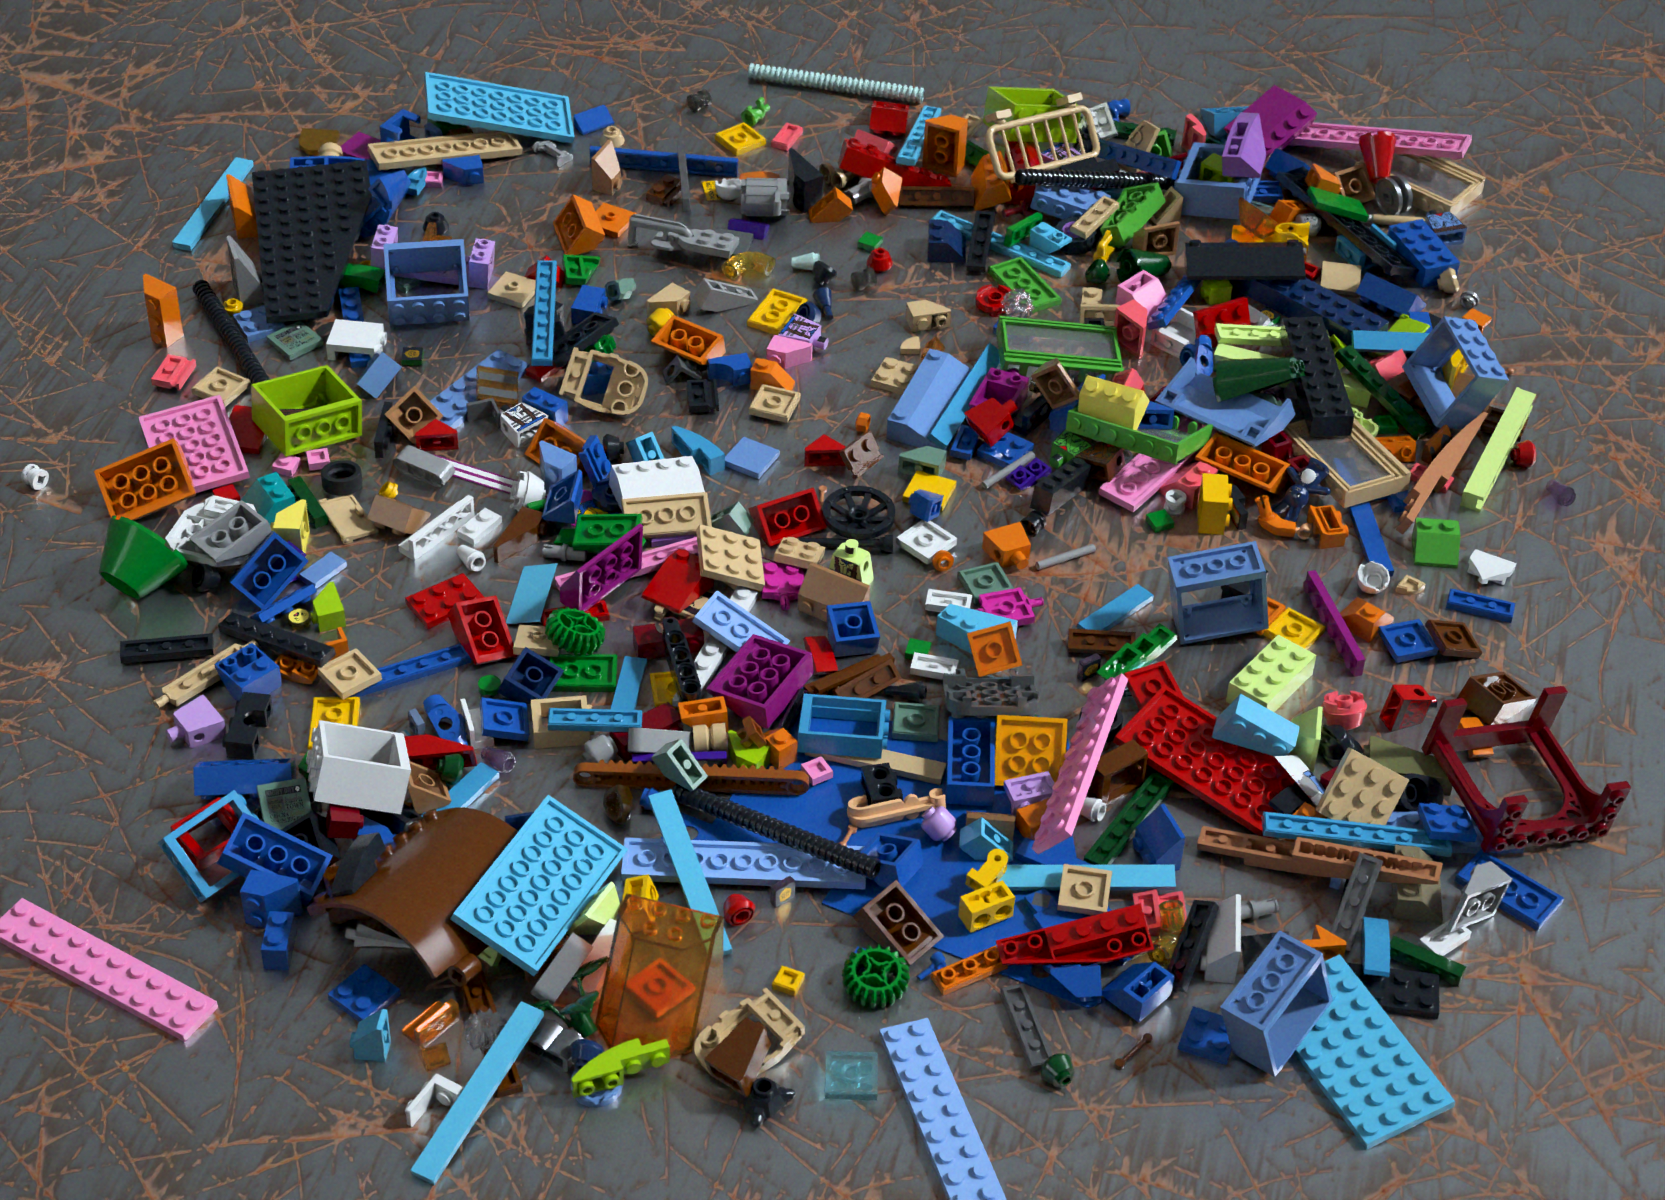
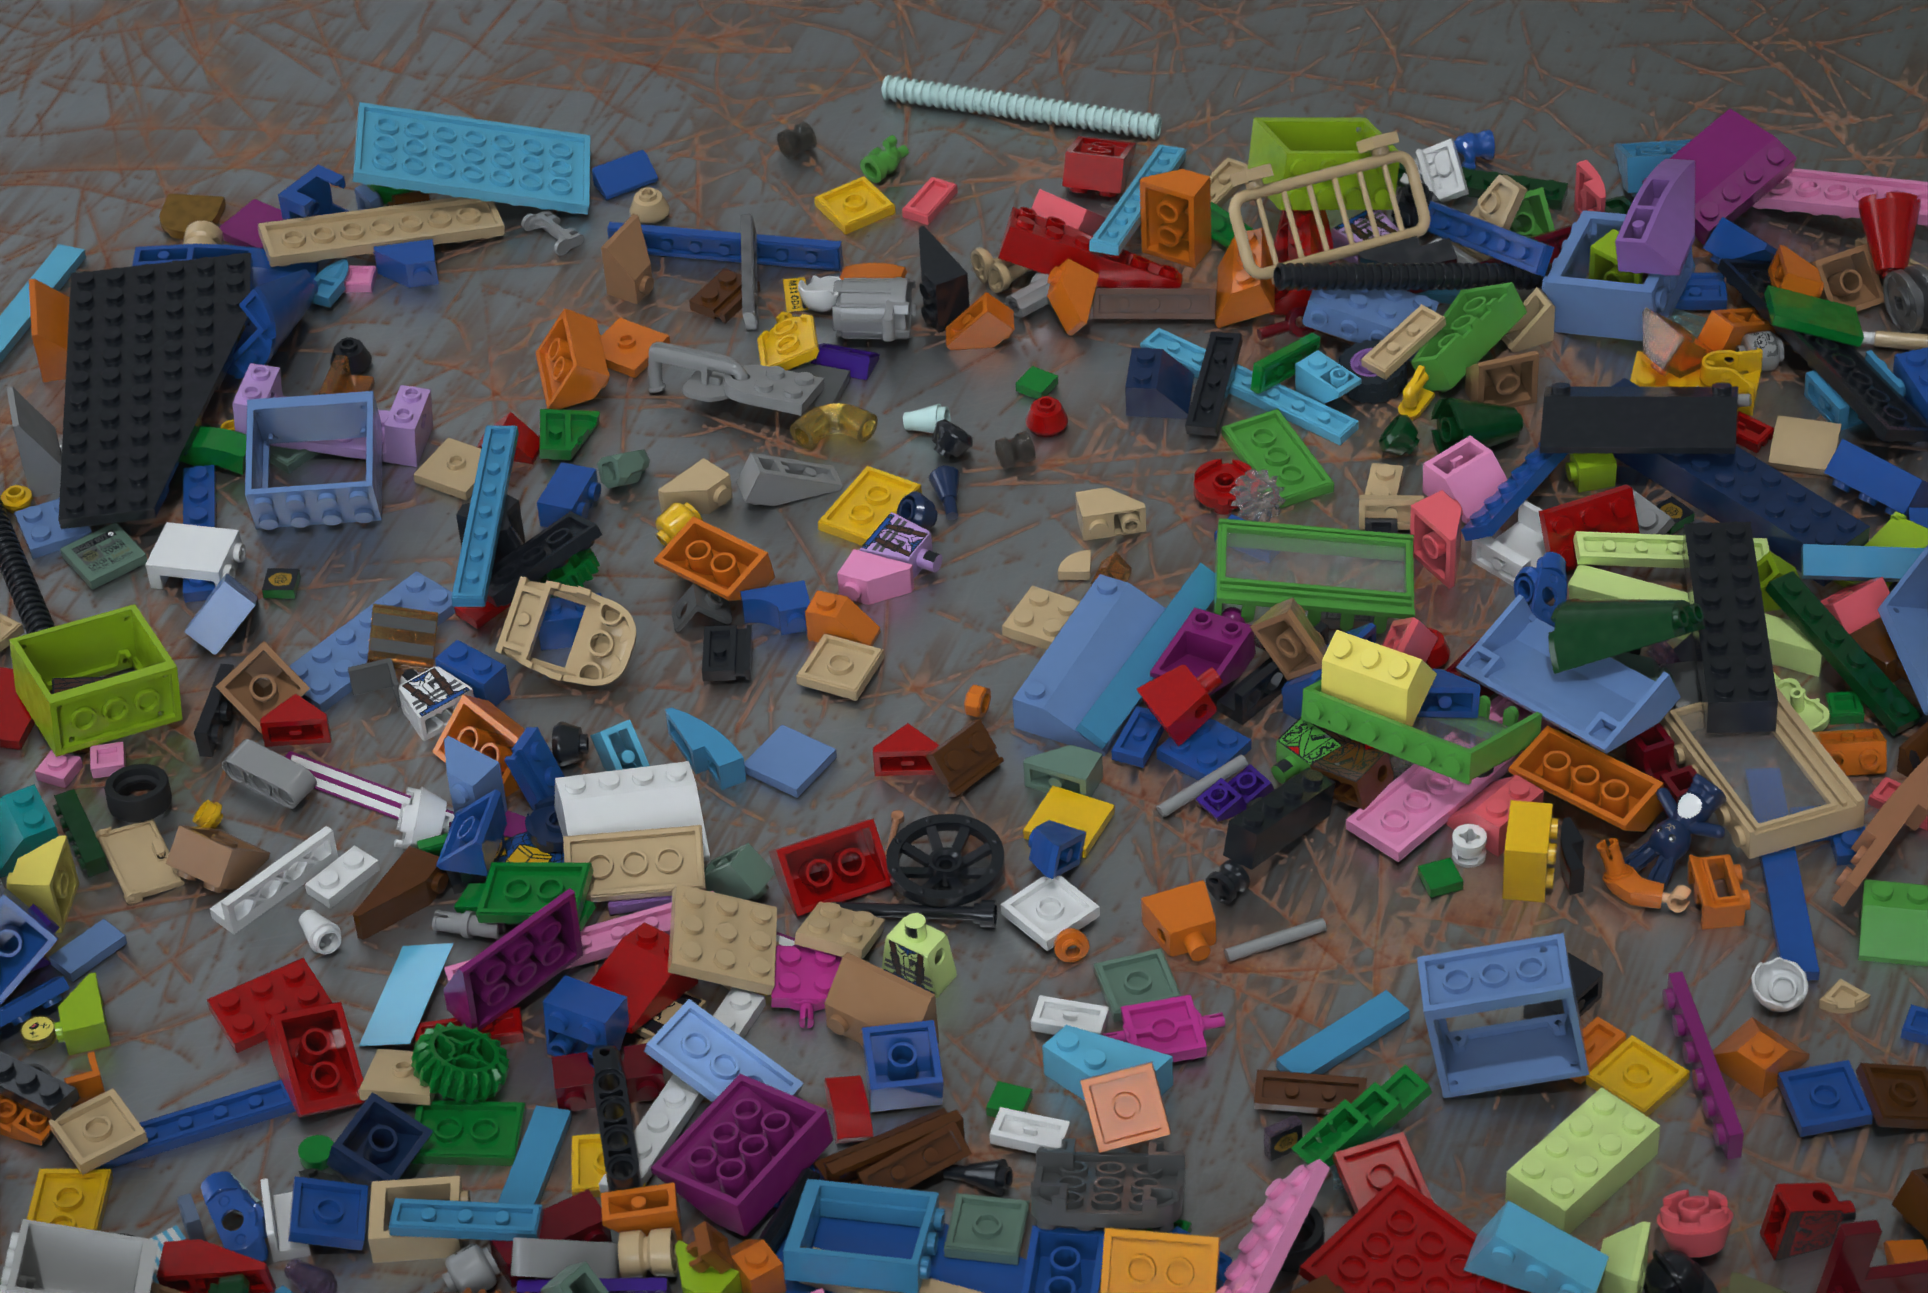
camera: 10 degrees right, 0 degrees up
(649, 603) = (583, 1017): none -> blue slope
(713, 216) = (789, 341): none -> yellow tile

